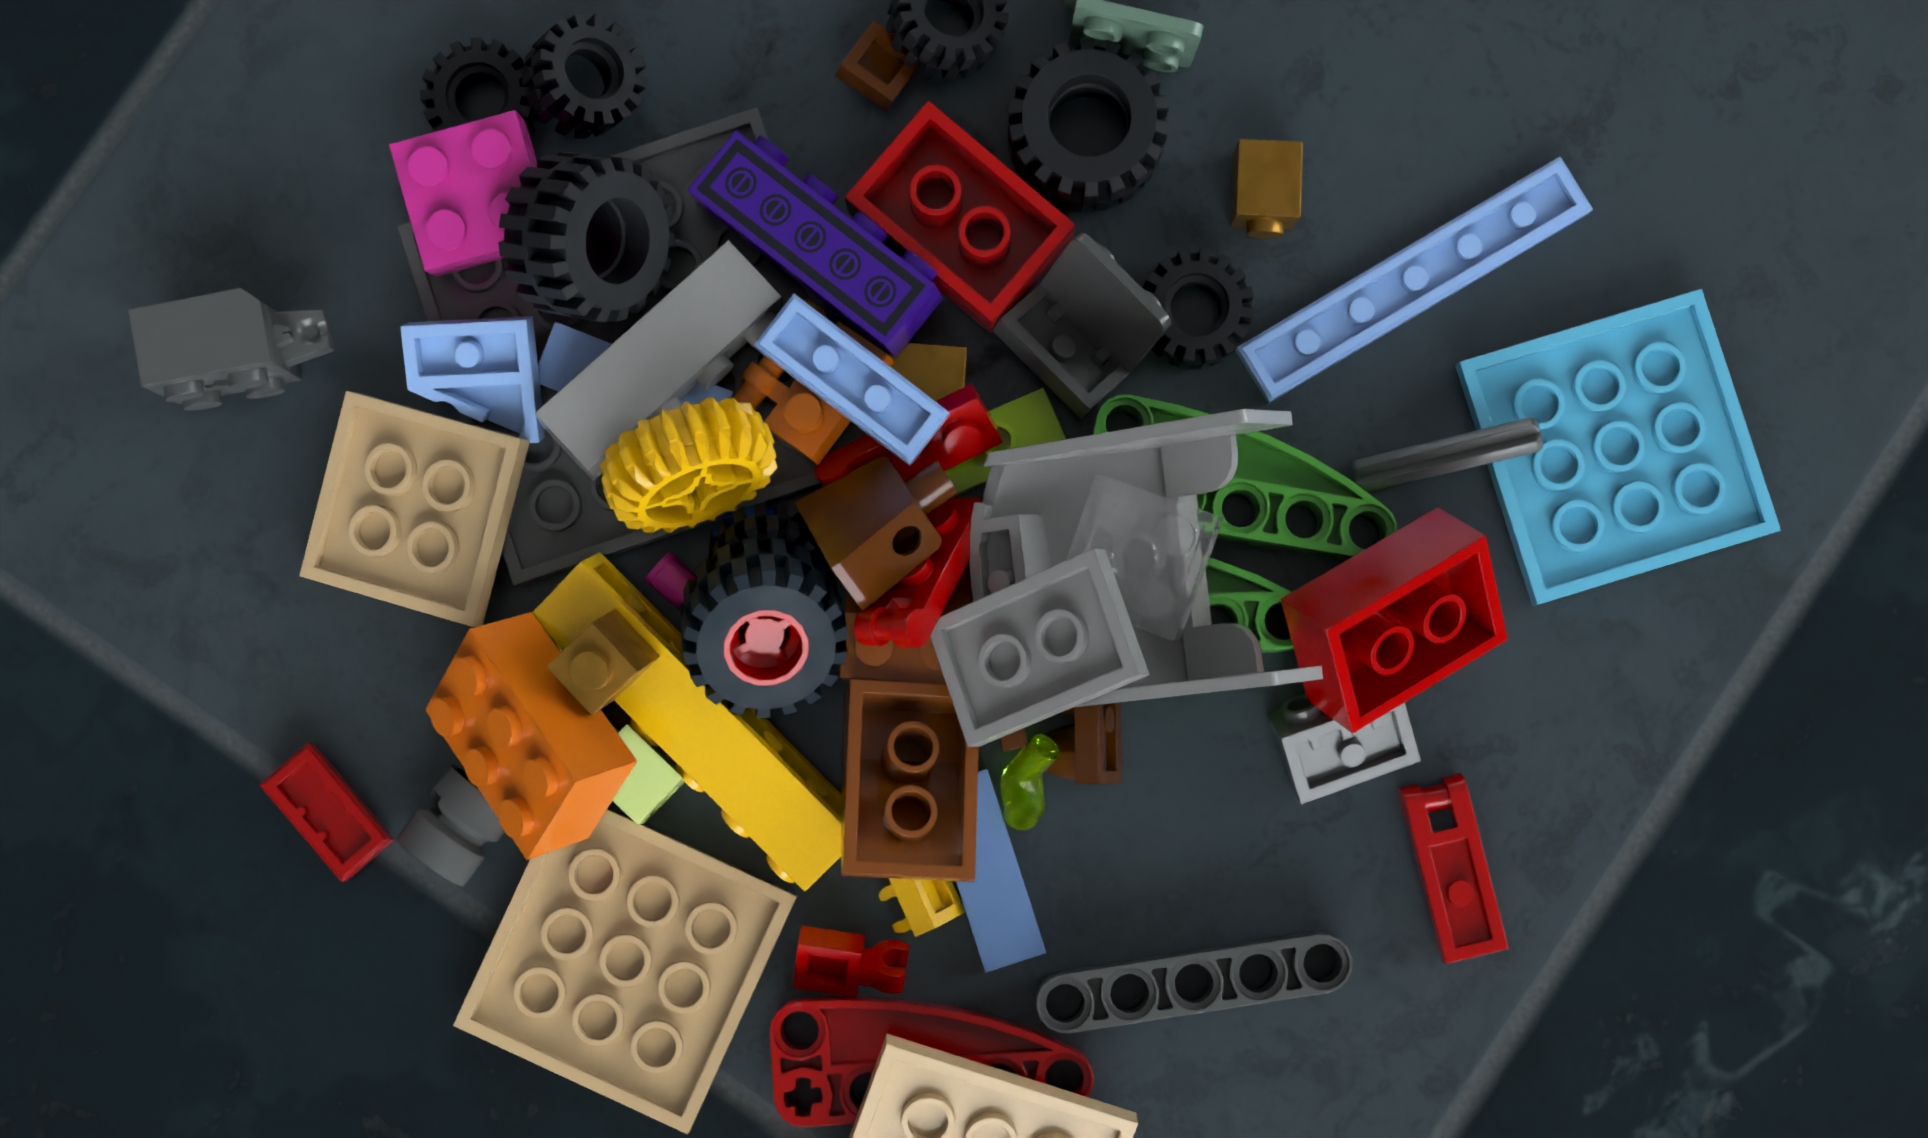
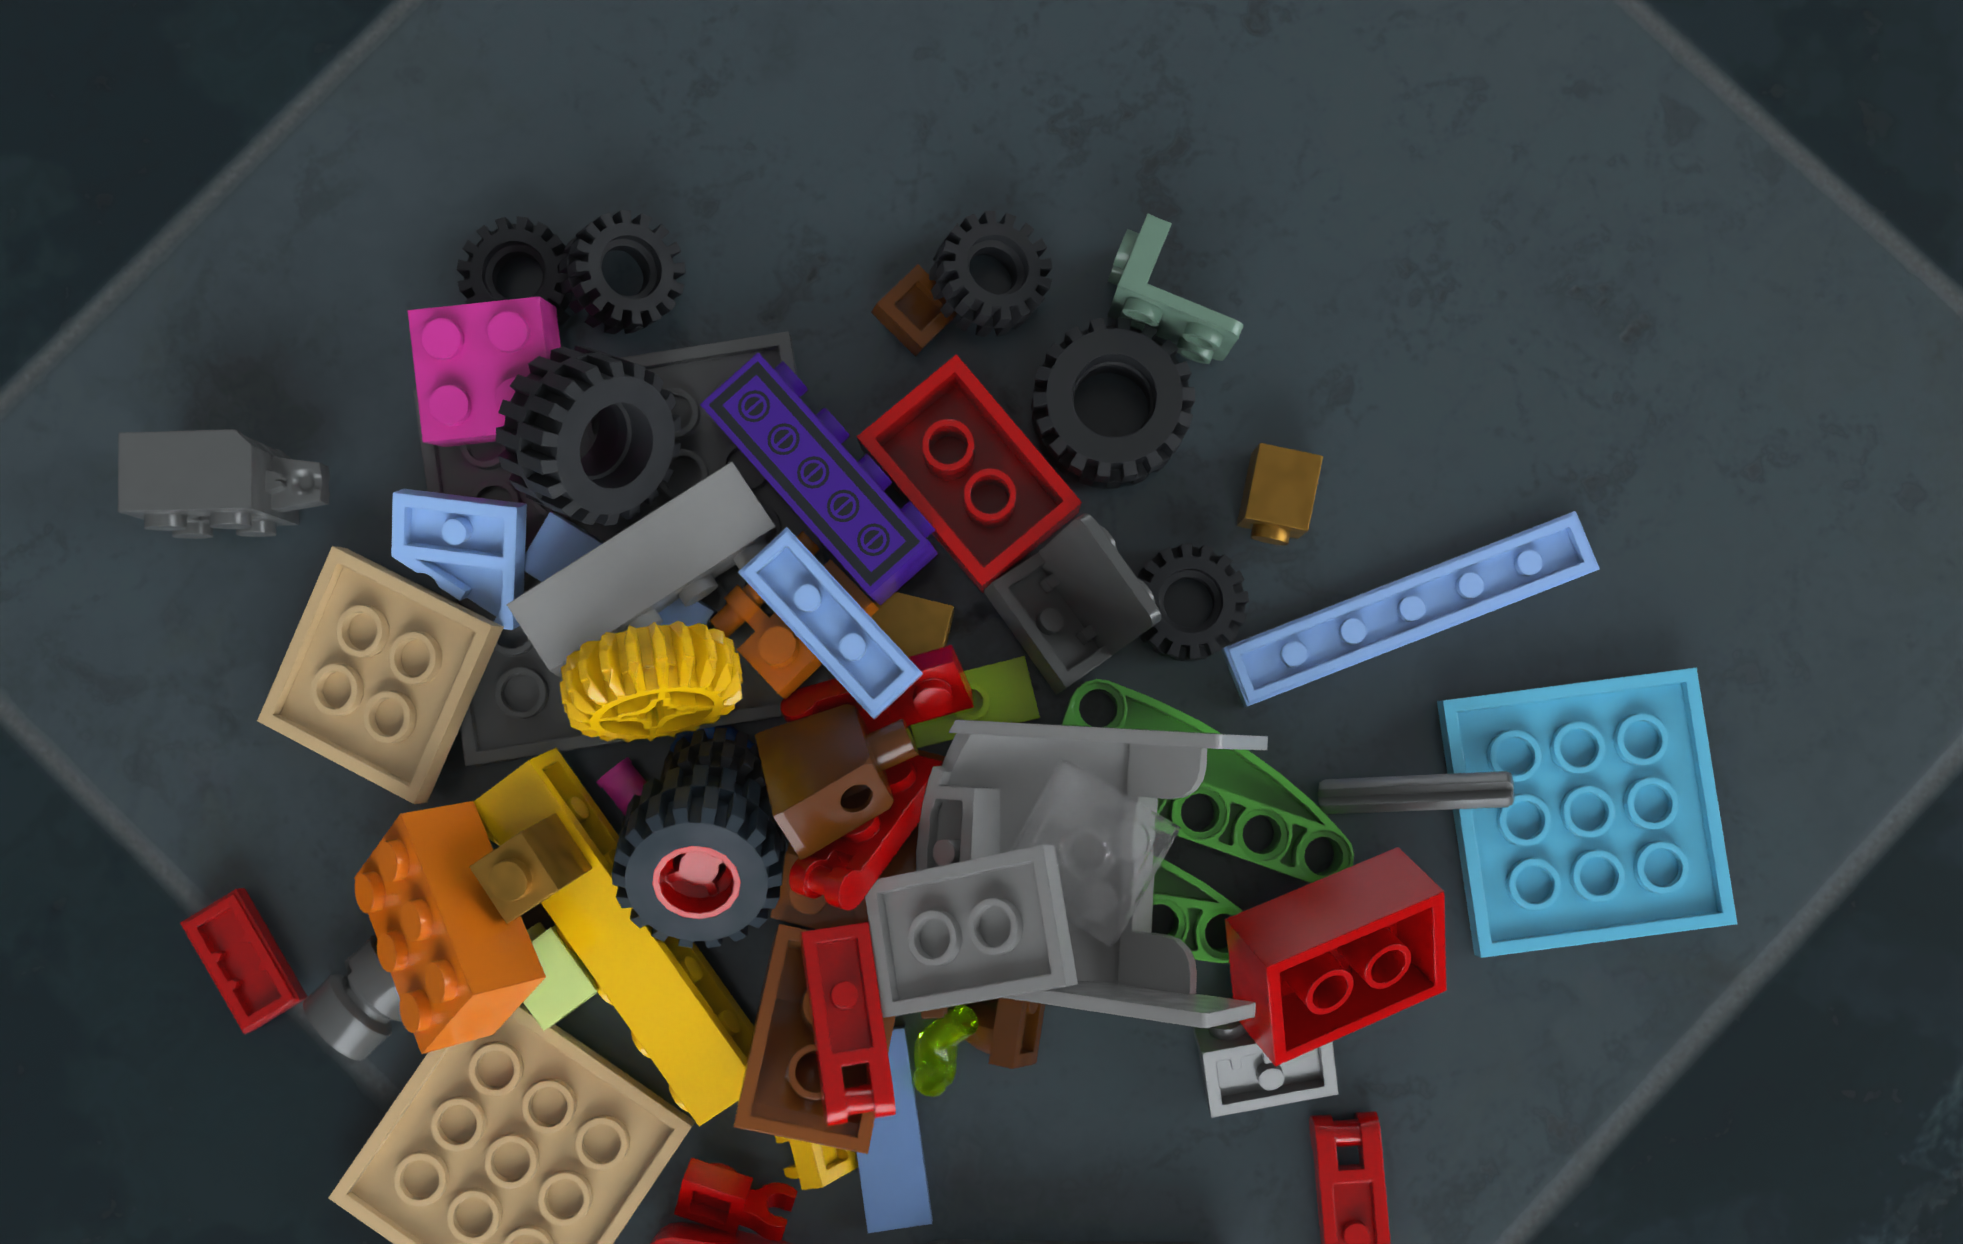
camera: 10 degrees right, 0 degrees up
(933, 755) = (847, 1021): none -> red plate

